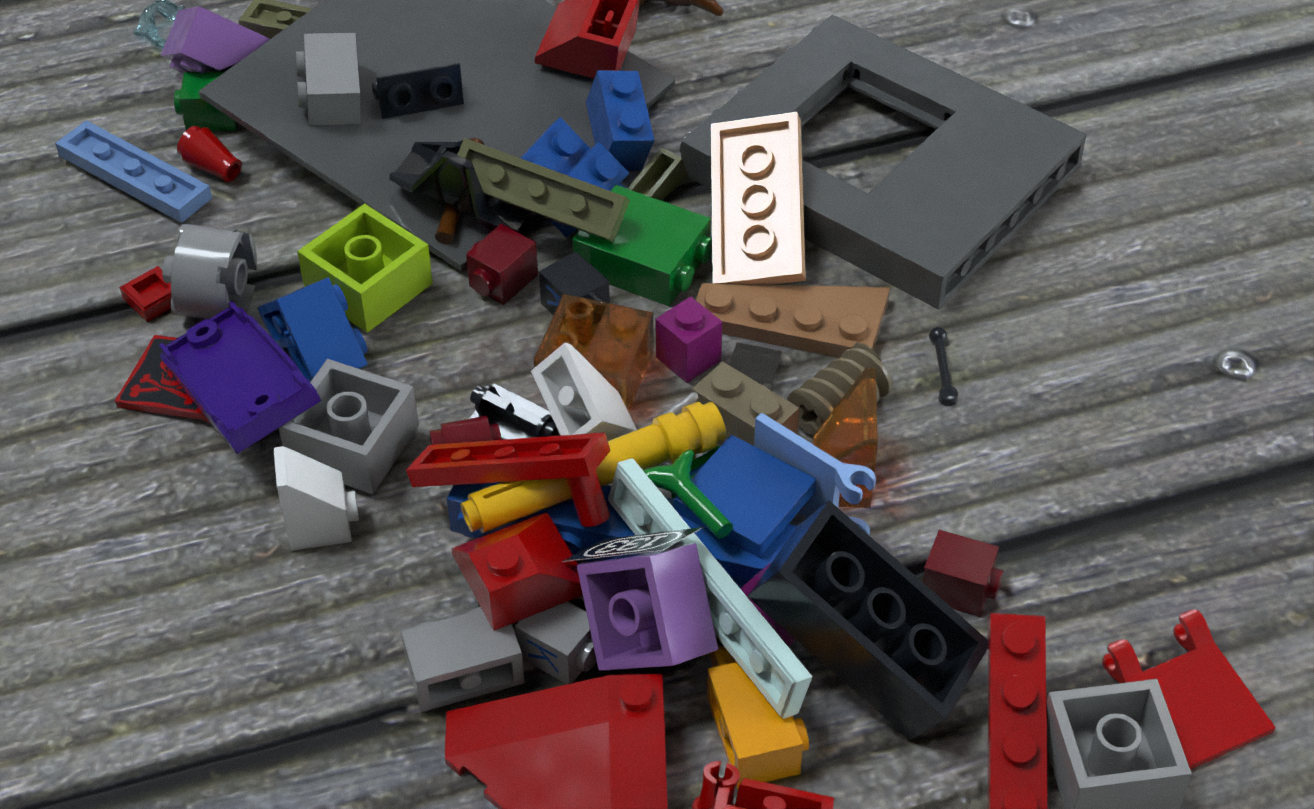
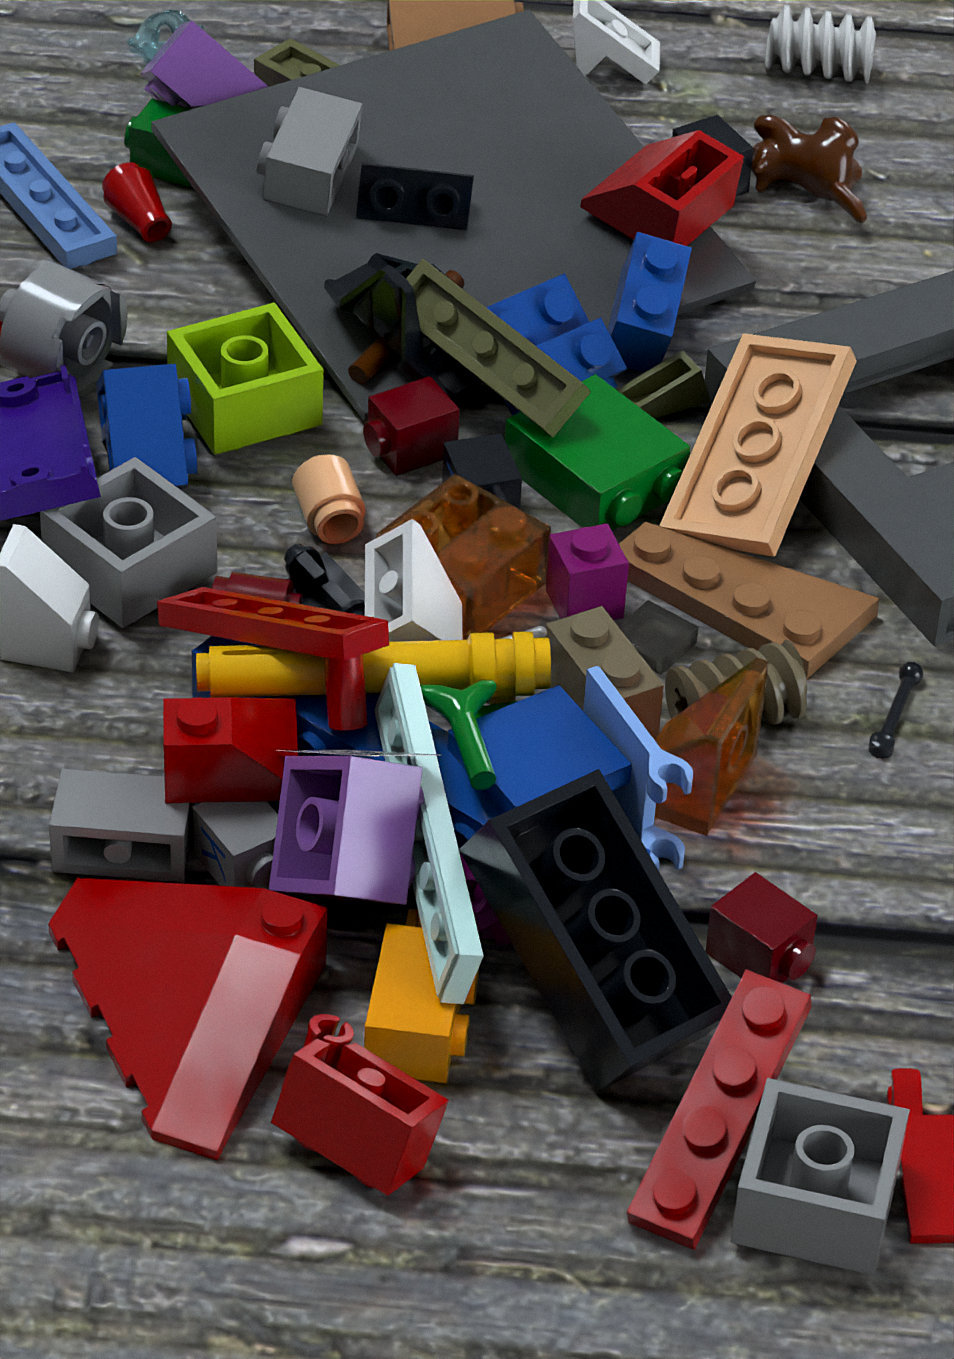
camera: 20 degrees right, 5 degrees down
(472, 340) = (329, 498): none -> light nougat brick

